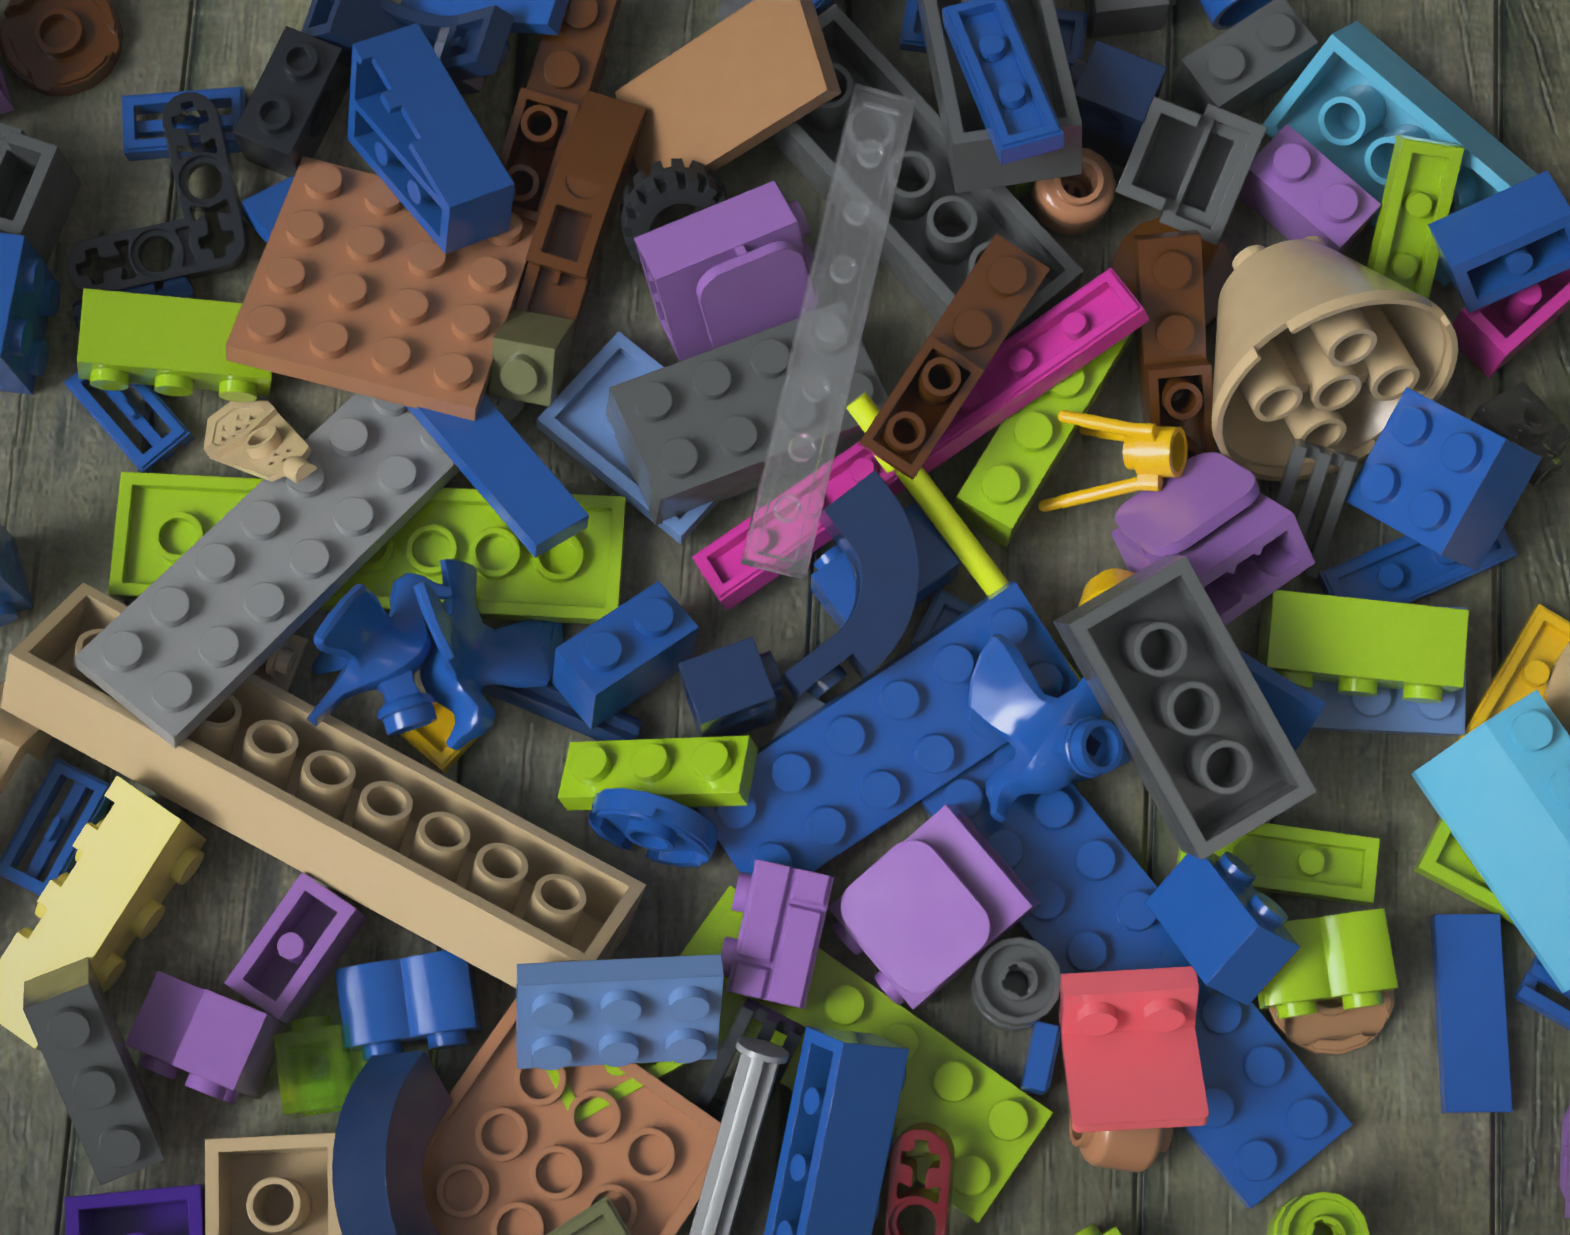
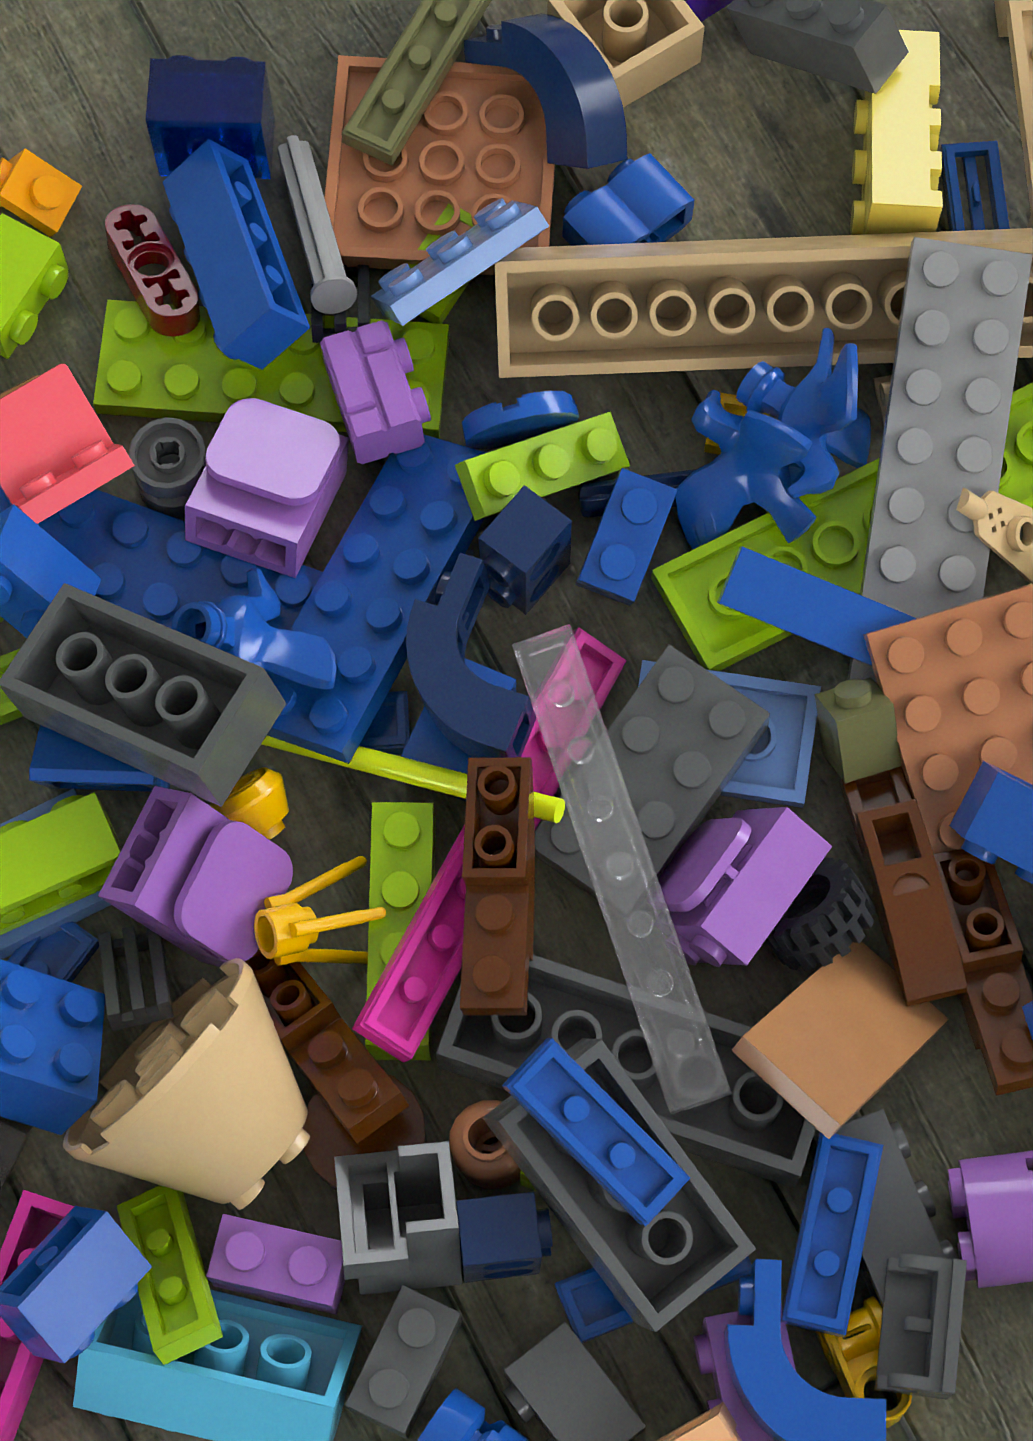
camera: 150 degrees right, 5 degrees down
(206, 1034) = (754, 111): medium lavender brick -> none
(294, 1050) = (665, 119): clear neon green brick -> none
(296, 950) = (732, 185): medium lavender brick -> none
(1040, 1058) = (119, 420): blue tile -> none

